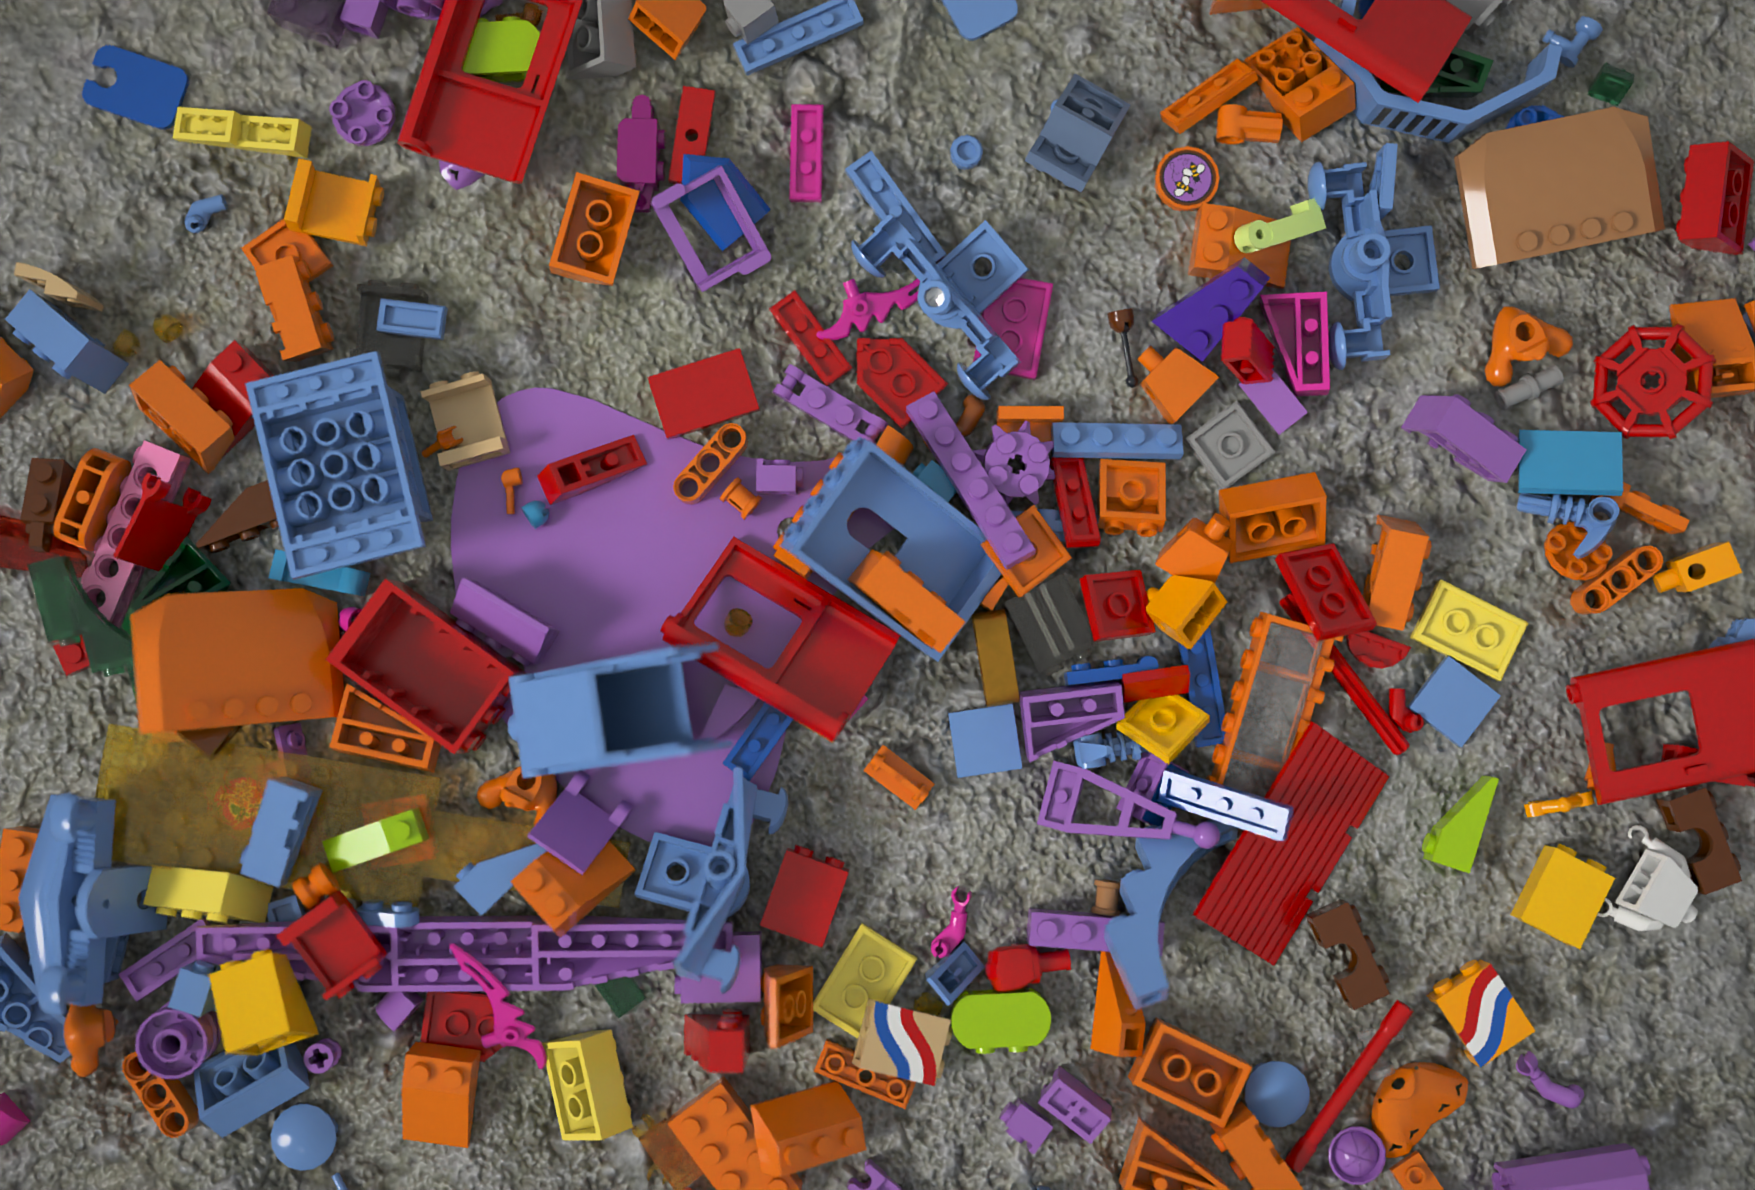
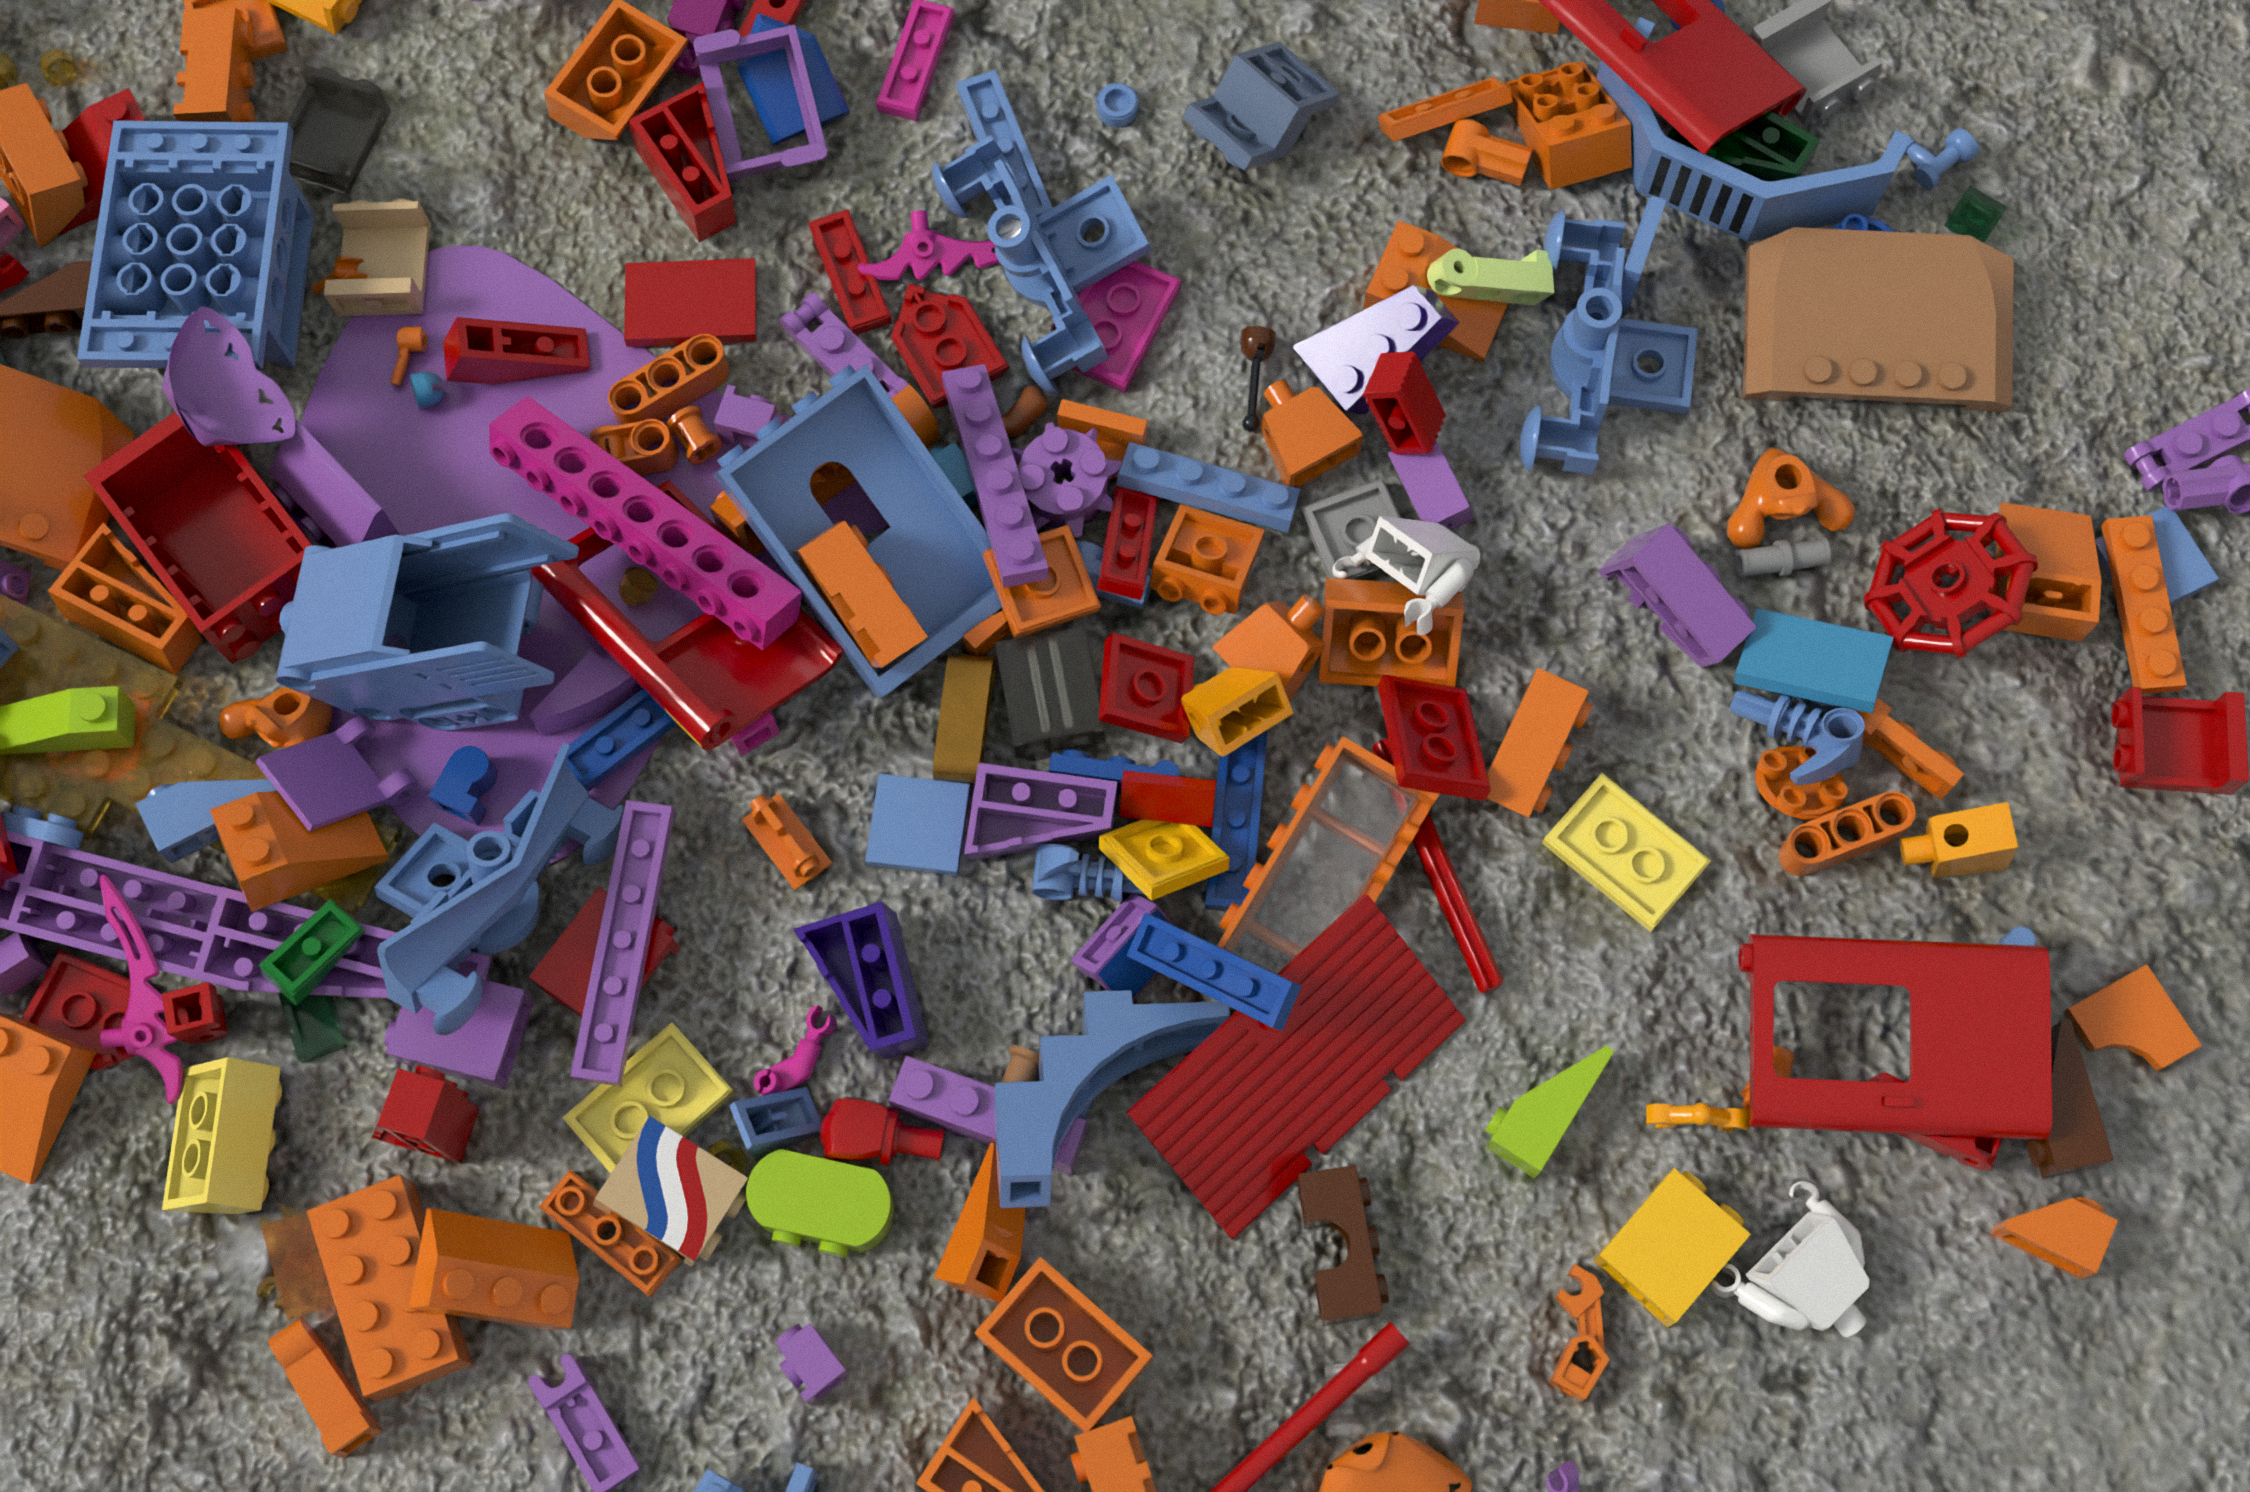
camera: 20 degrees right, 15 degrees down
(341, 580) = (118, 391): dark azure leg -> none
(406, 574) = (220, 394): none -> medium lavender piece
(412, 319) = (357, 124): medium blue tile -> none
(541, 1012) = (199, 1013): none -> red leg
(611, 953) = (311, 952): none -> green slope
(662, 543) = (645, 523): none -> dark pink brick
(663, 799) = (463, 782): none -> blue leg
(667, 286) = (685, 158): none -> red wedge
(698, 523) = (630, 444): none -> orange piece
(787, 1003) = (526, 1088): orange slope -> none
(819, 888) = (623, 943): none -> medium lavender plate
(989, 861) = (871, 975): none -> dark purple wedge
(1063, 797) = (1004, 917): medium lavender plate -> none
(1075, 1105) = (888, 1353): medium lavender hinge -> none
(1186, 178) = (1389, 193): tile -> none
(1276, 1093) = (1185, 1423): medium blue dish -> none
(1286, 463) = (1422, 558): none -> white torso
(1301, 338) = (1488, 413): dark pink wedge -> none
(1376, 650) = (1488, 844): red tile -> none
(1400, 714) = (1501, 938): red arm -> none
(1453, 701) = (1580, 940): medium blue tile -> none
(1481, 1011) = (1512, 1380): panel -> none
(1517, 952) = (1587, 1312): none -> orange piece
(1713, 863) = (1891, 1178): reddish brown arch -> none
(1715, 198) = (2089, 384): red slope -> none

